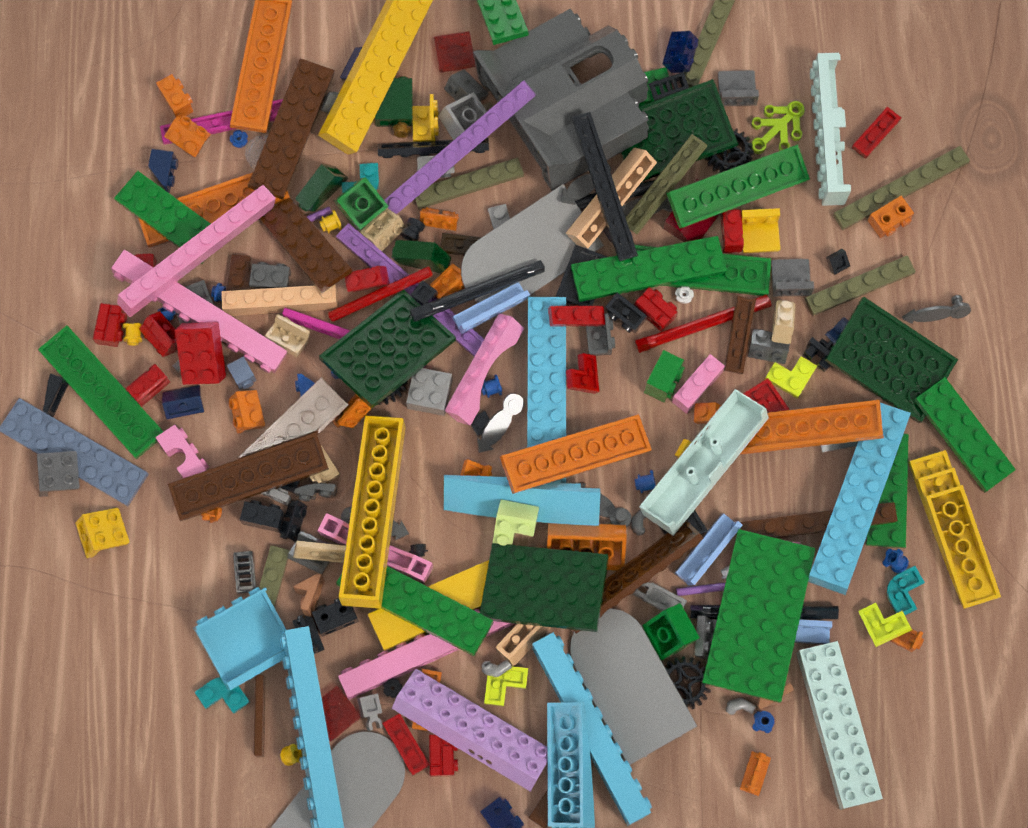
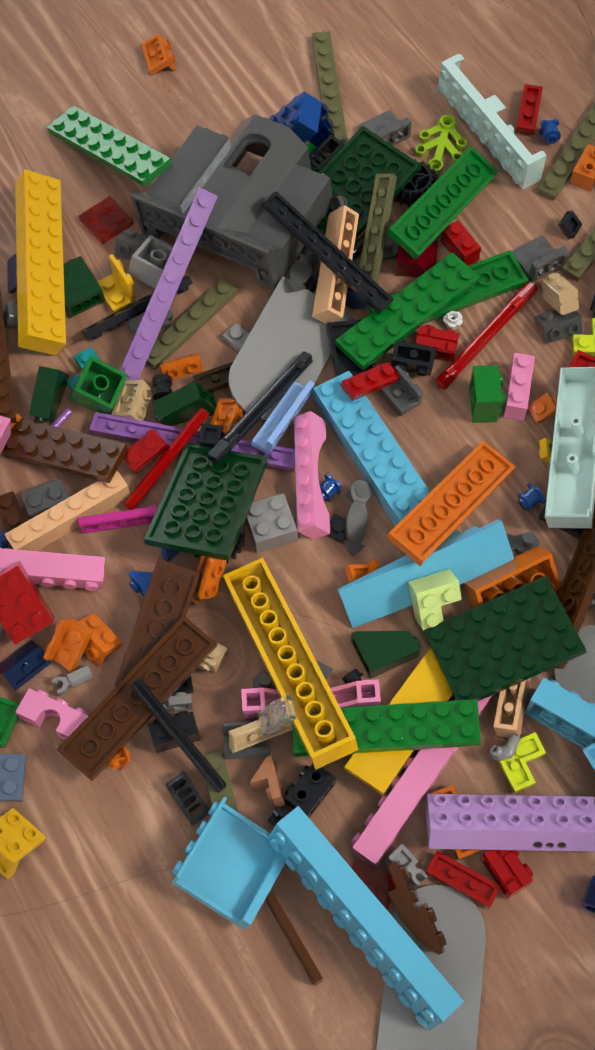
camera: 30 degrees left, 10 degrees down
(213, 434) = (73, 679): none -> light grey bar
(216, 690) = (231, 936): teal plate -> none
(222, 405) = (68, 643): none -> orange bracket
(242, 373) = (69, 603): sand blue brick -> none
(259, 522) = (178, 735): none -> black axle
(288, 335) = (97, 542): tan bracket -> none
(290, 755) = (352, 960): yellow brick -> none
(296, 512) = (205, 709): black hinge -> none
(309, 492) = (207, 682): dark grey slope -> none
(330, 222) = (77, 419): yellow brick -> none
(335, 549) = (276, 714): none -> clear slope
(352, 751) = (417, 918): none -> reddish brown slope
(387, 688) = (417, 826): black plate -> none
(401, 130) = (96, 308): pearl gold plate -> none
(455, 541) = (384, 649): none -> dark green slope
(586, 377) = (408, 432): red plate -> none
(637, 523) = (546, 538): dark grey arm -> none
(648, 142) = (338, 201): none -> dark grey plate
(657, 46) = (300, 116): none -> blue brick
(739, 335) = (527, 325): reddish brown tile -> none
(761, 230) = (486, 230): yellow bracket -> none
(879, 164) = (550, 131): none -> blue brick

